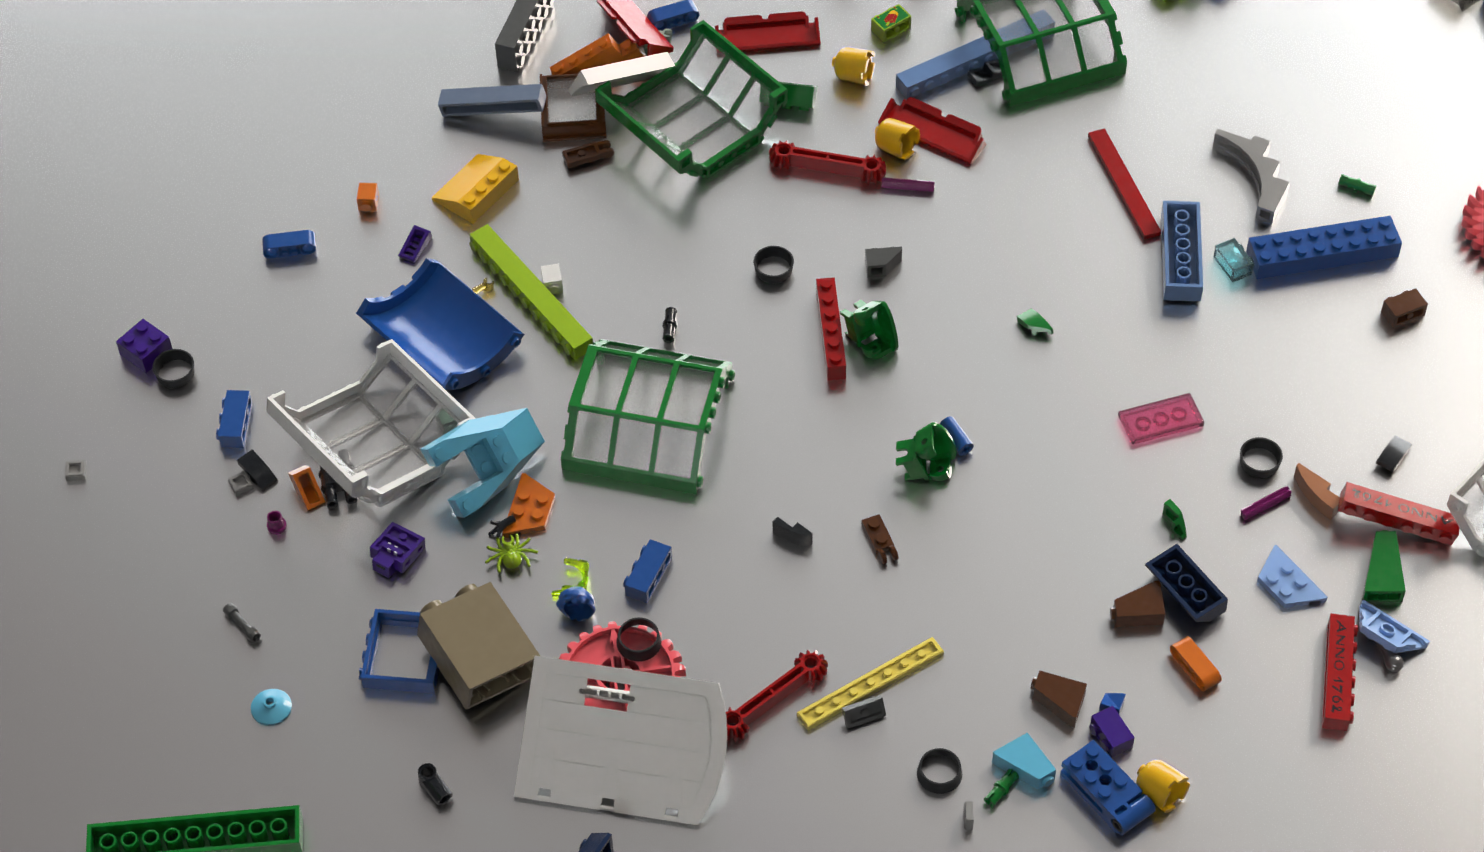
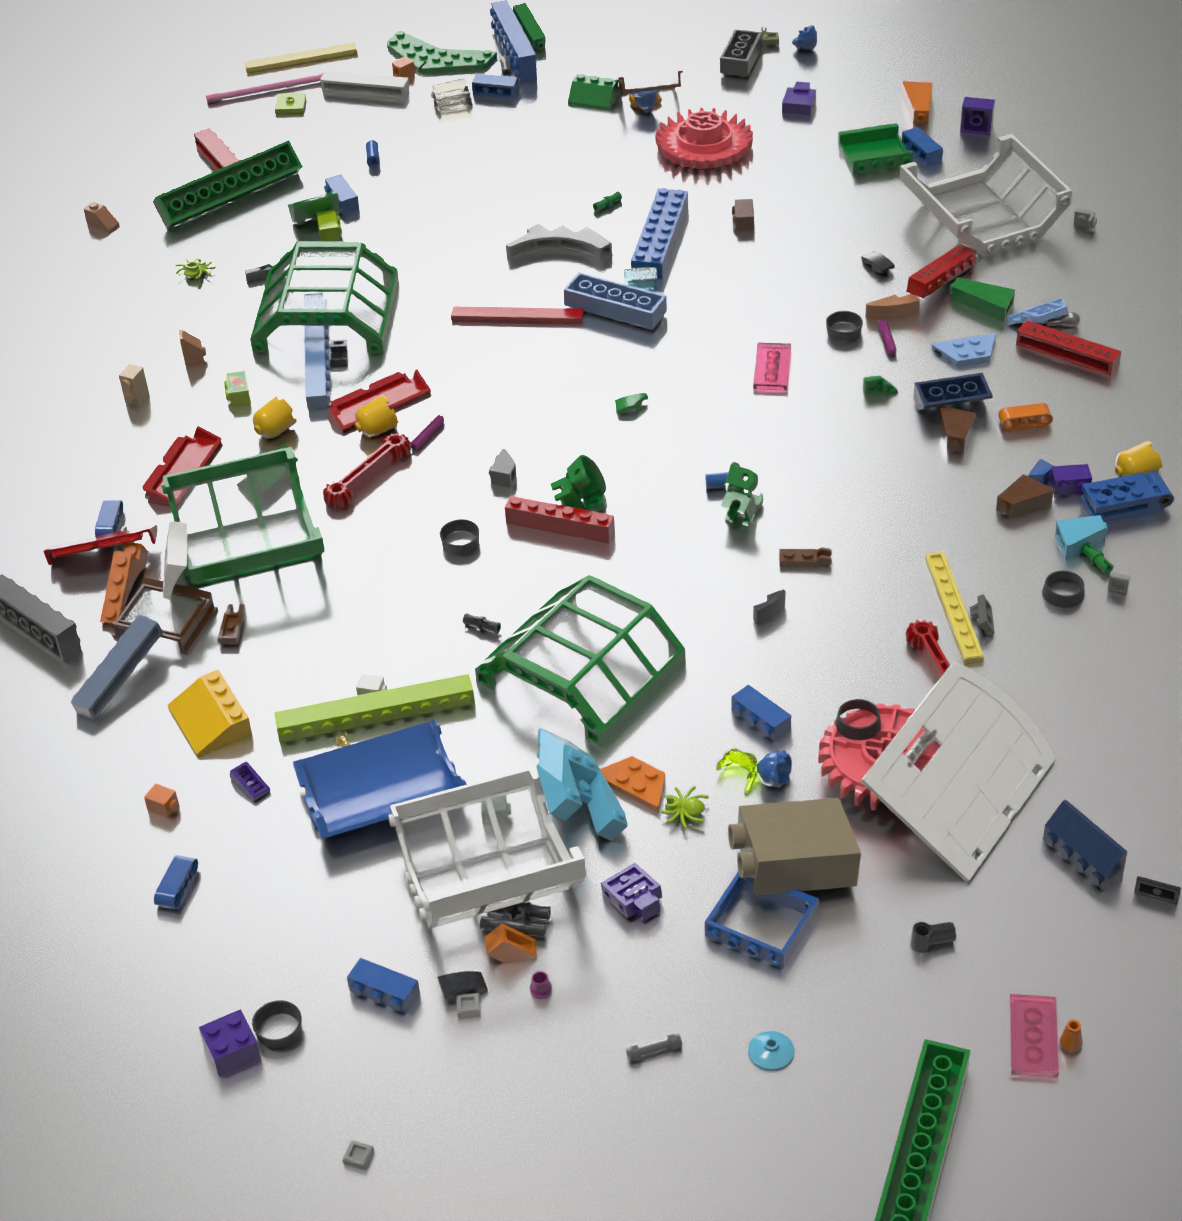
camera: 65 degrees left, 10 degrees down
(501, 525) = (650, 802): black bar -> none

